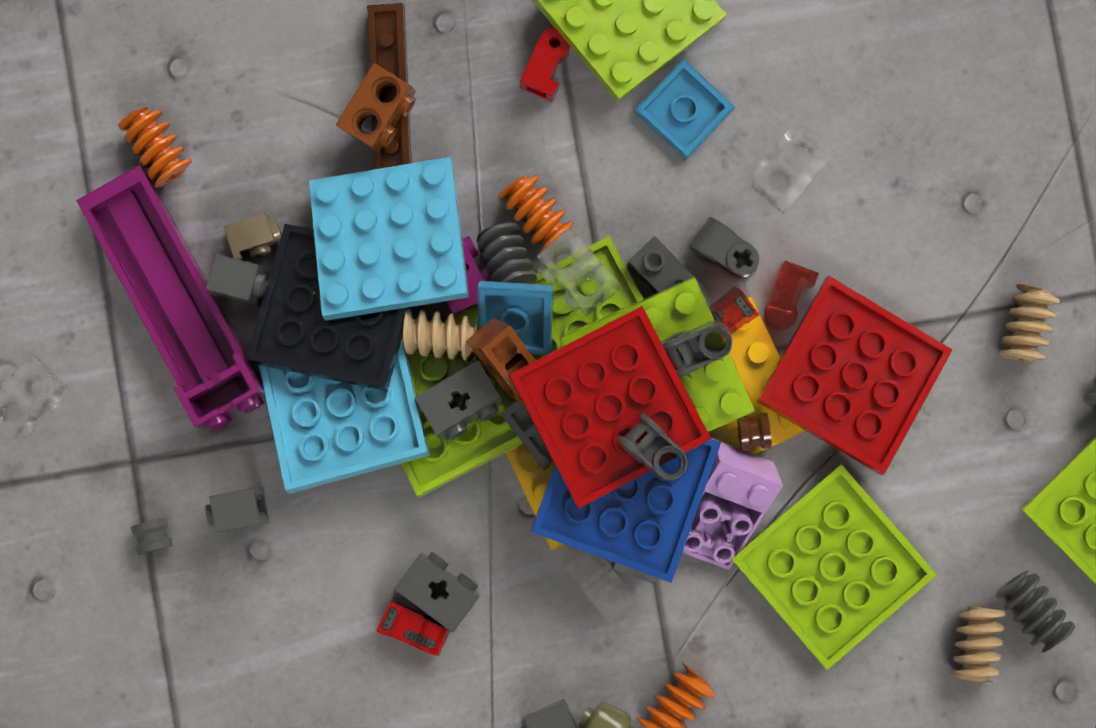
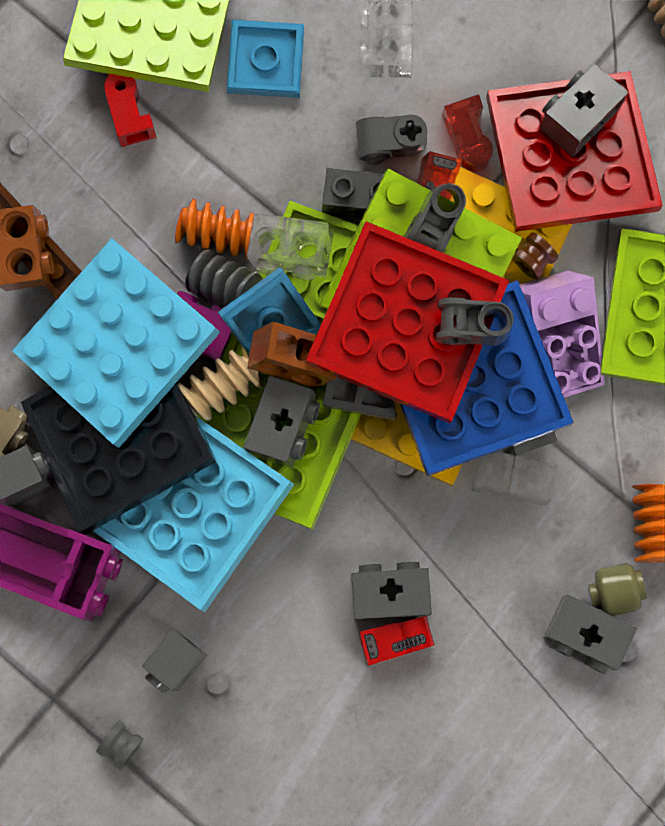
camera: 50 degrees left, 5 degrees down
(867, 361) = (600, 100): none -> brick

